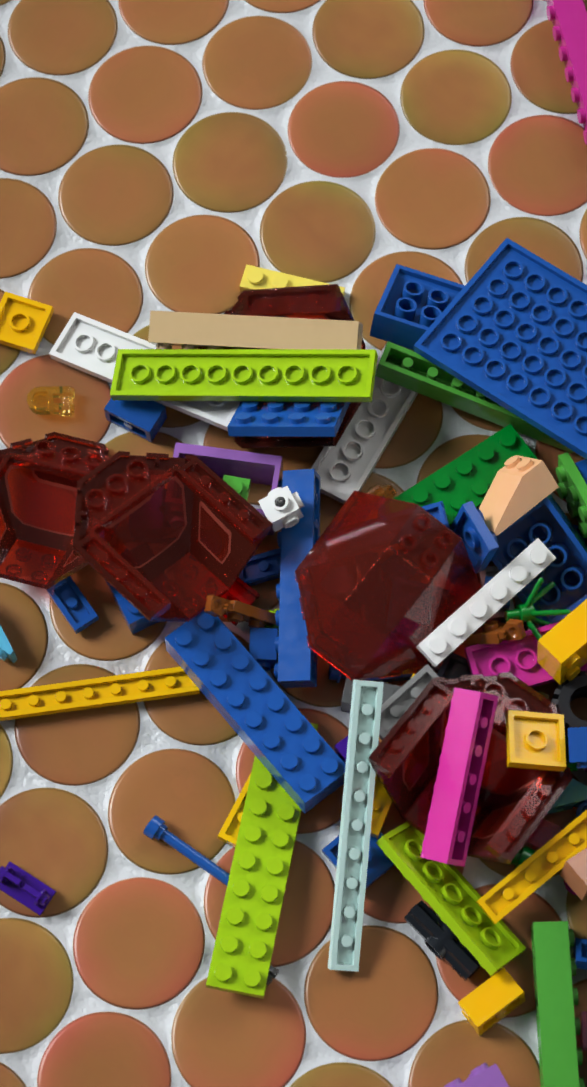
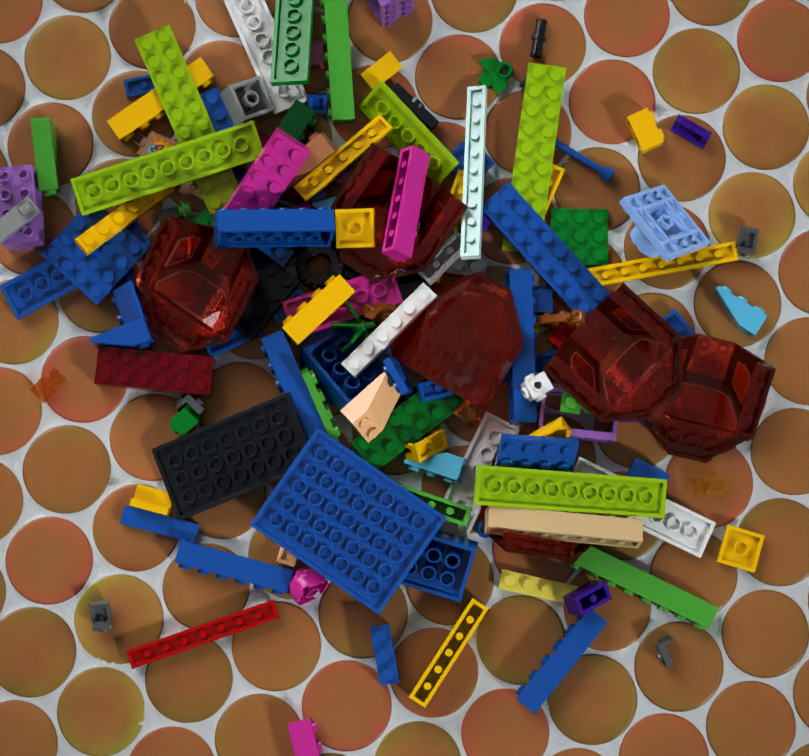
camera: 175 degrees right, 15 degrees up
(79, 735) = (662, 224): none -> light blue piece
(93, 889) = (644, 130): none -> yellow brick
(134, 213) = (663, 654): none -> dark grey bracket
(137, 275) = (647, 587): none -> bright green brick
(199, 744) = (583, 233): none -> green plate
(228, 264) = (587, 597): none -> dark purple brick
(244, 1044) = (538, 38): none -> black pin
(265, 451) = (556, 428): none -> yellow hinge
(267, 201) = (560, 661): none -> blue brick
(319, 990) = (492, 74): none -> green plate
(413, 211) = (448, 652): none -> yellow brick
(417, 433) = (443, 465): none -> medium azure slope
(434, 453) = (428, 446): none -> yellow hinge
(496, 209) = (384, 654): none -> blue brick

